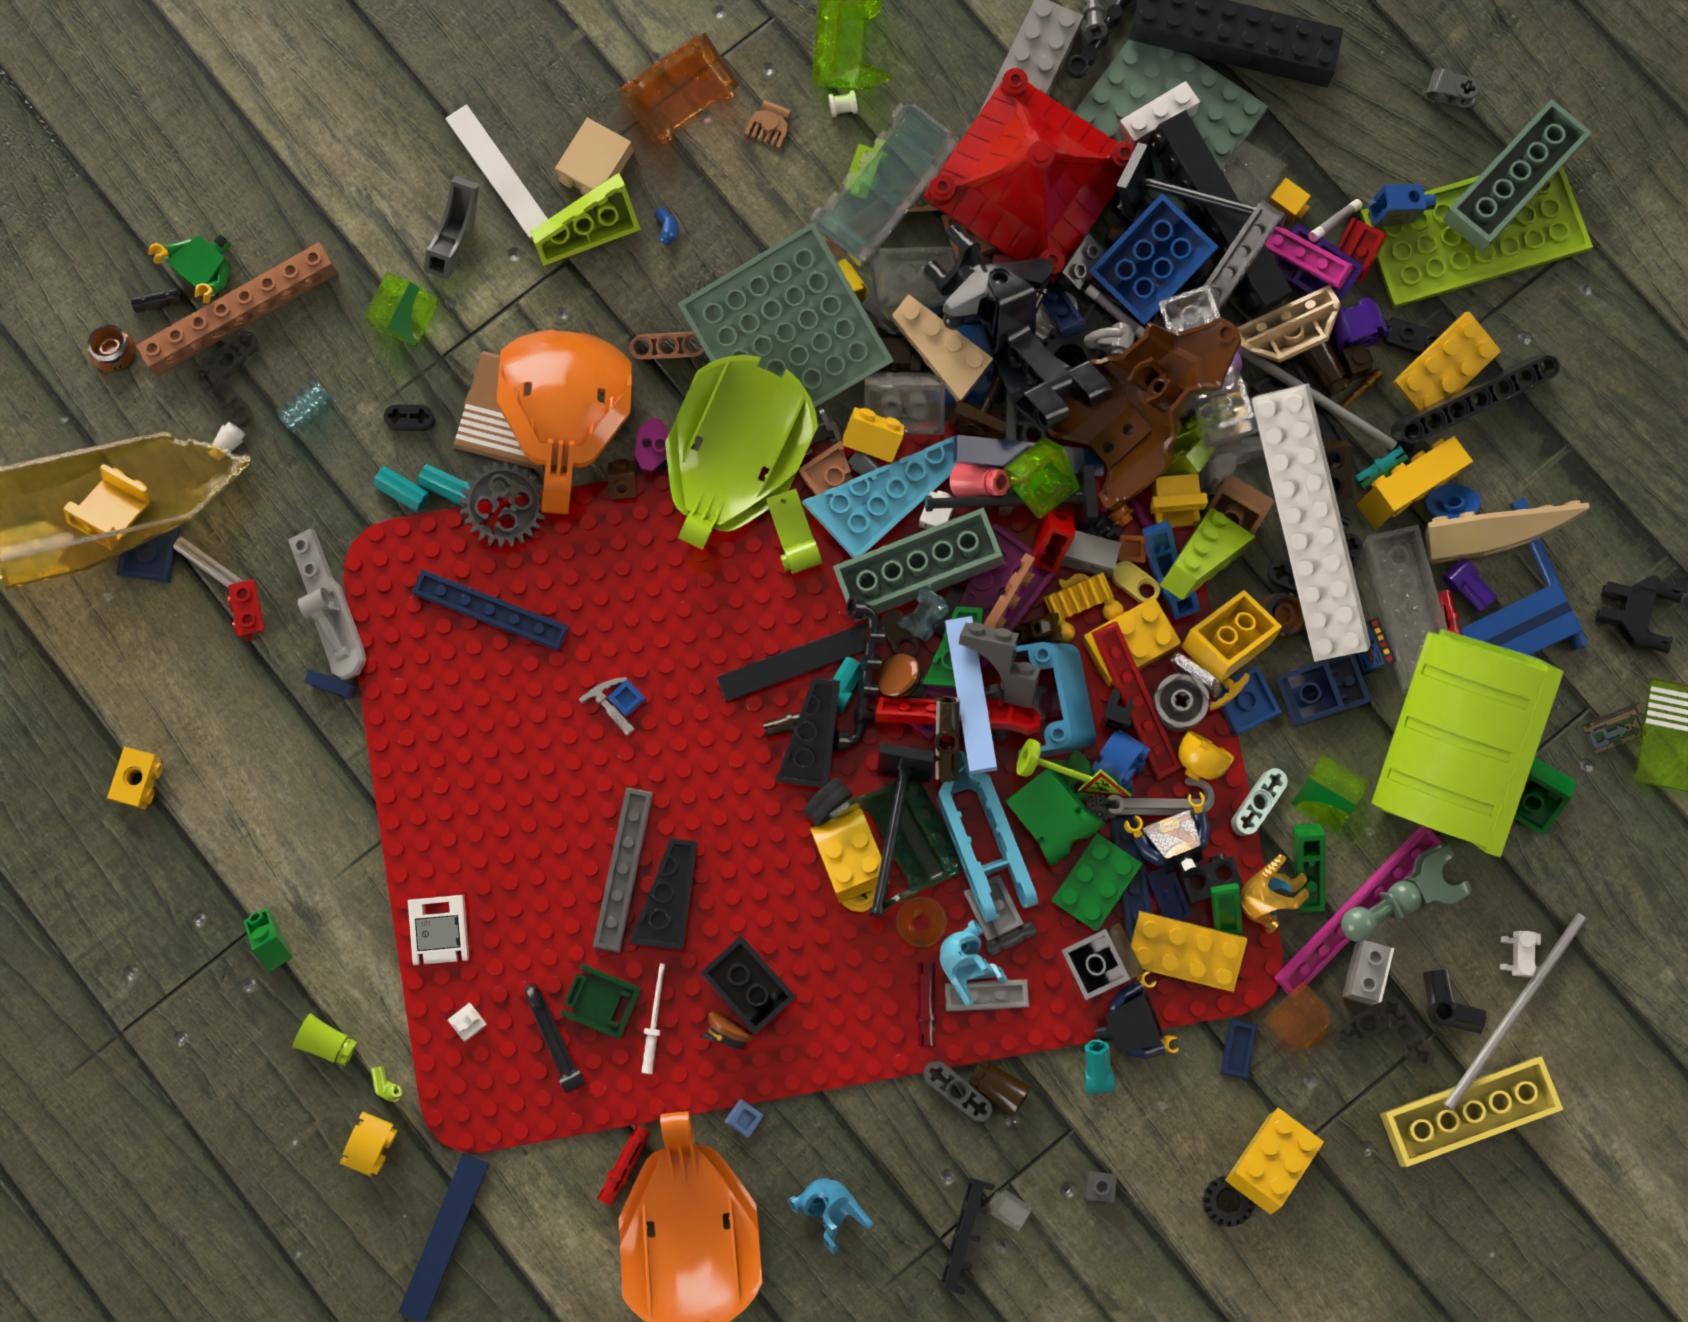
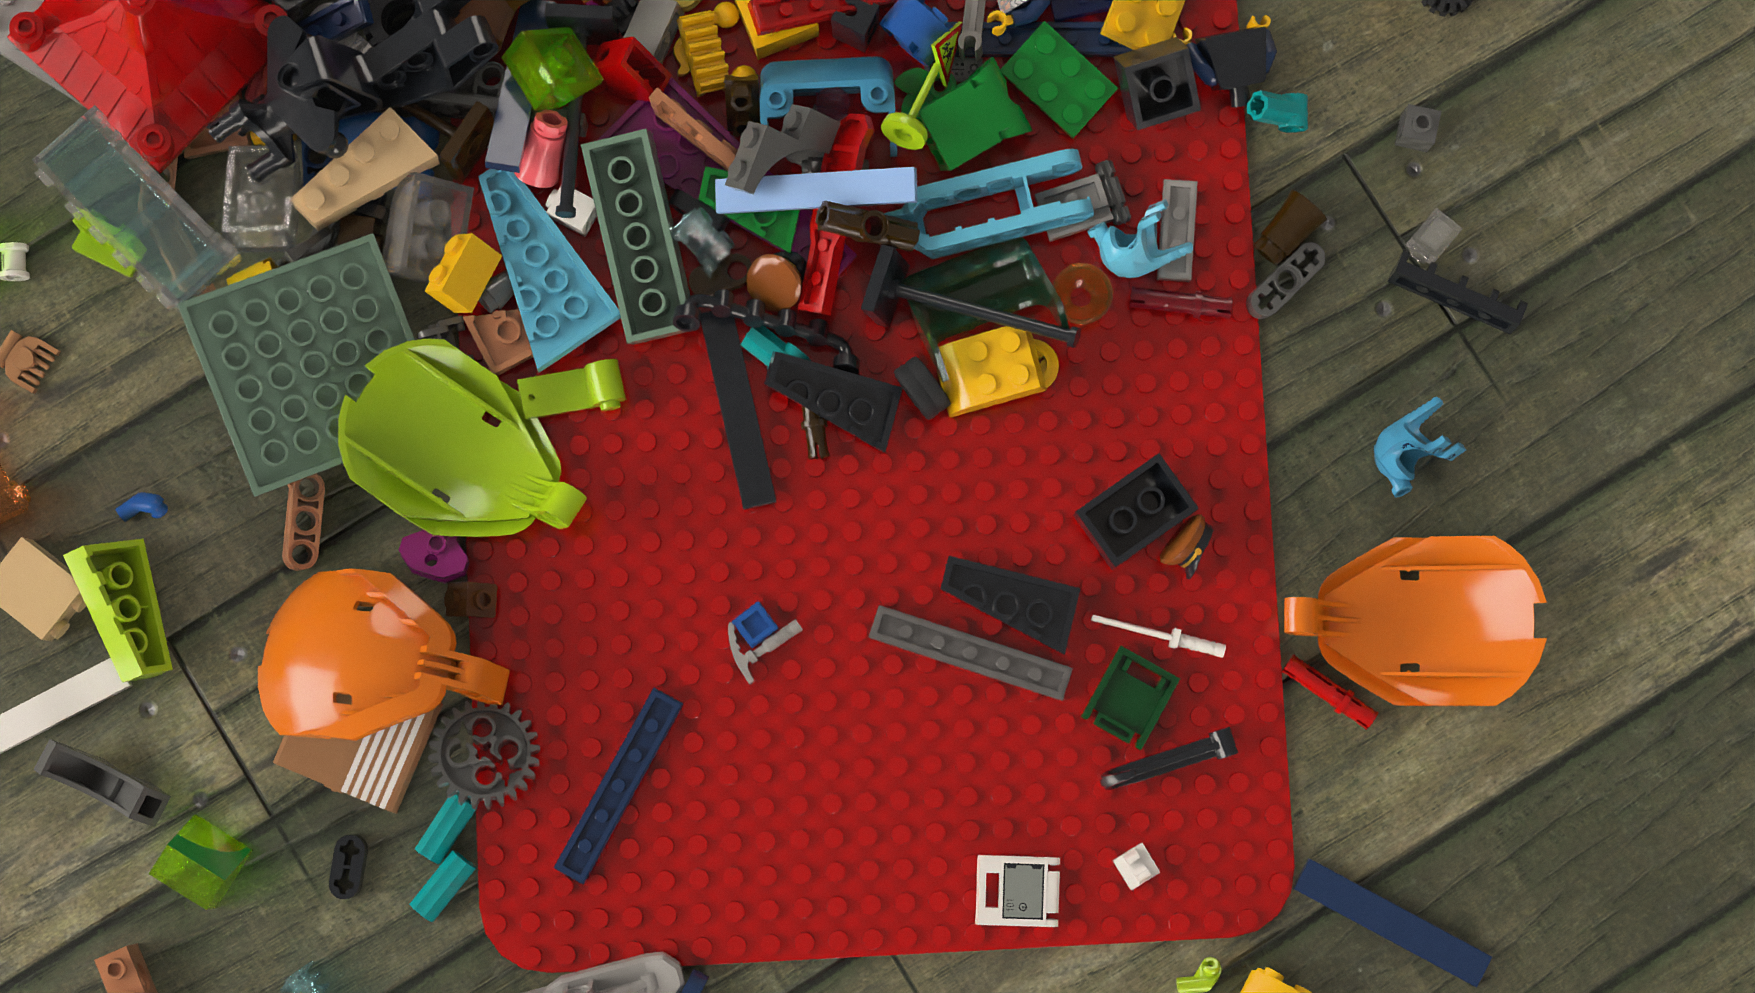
camera: 85 degrees left, 5 degrees up
(744, 1118) = (1289, 540): medium blue tile -> none

